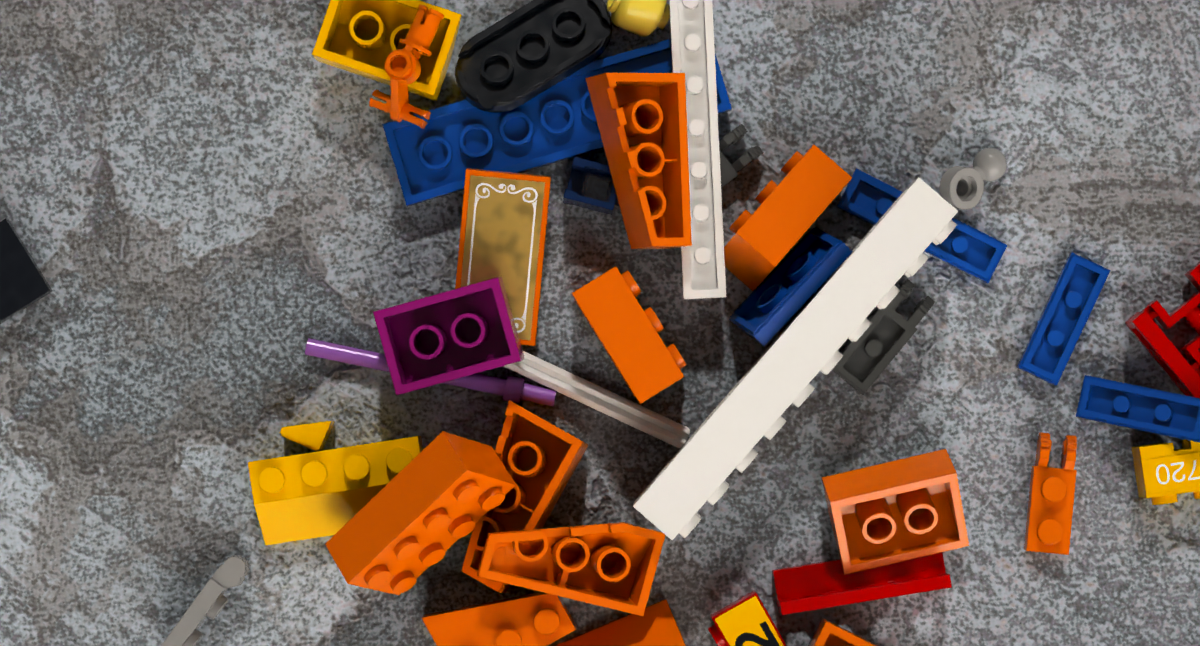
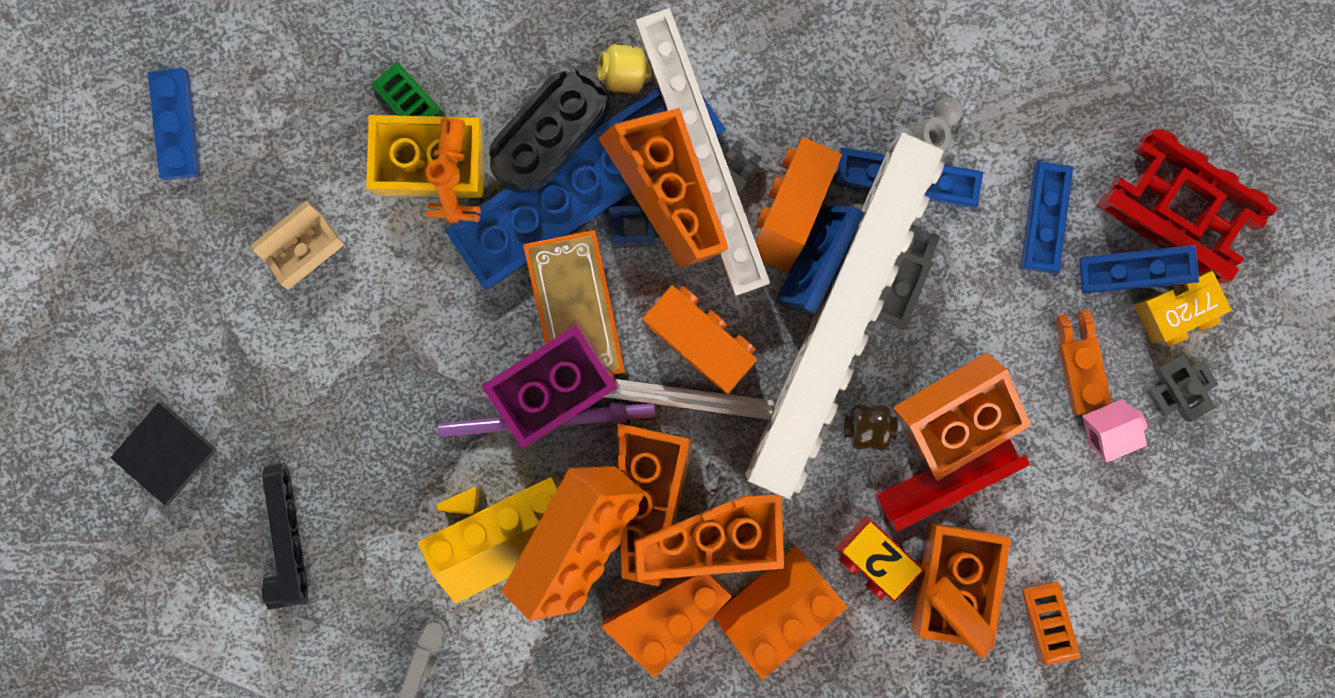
camera: 20 degrees left, 0 degrees up
(88, 468) = (290, 583): none -> black beam
(213, 91) = (297, 244): none -> tan bracket
(789, 492) = (870, 427): none -> dark brown piece
(1062, 579) = (1115, 430): none -> bright pink brick
(1156, 557) = (1185, 391): none -> dark grey piece

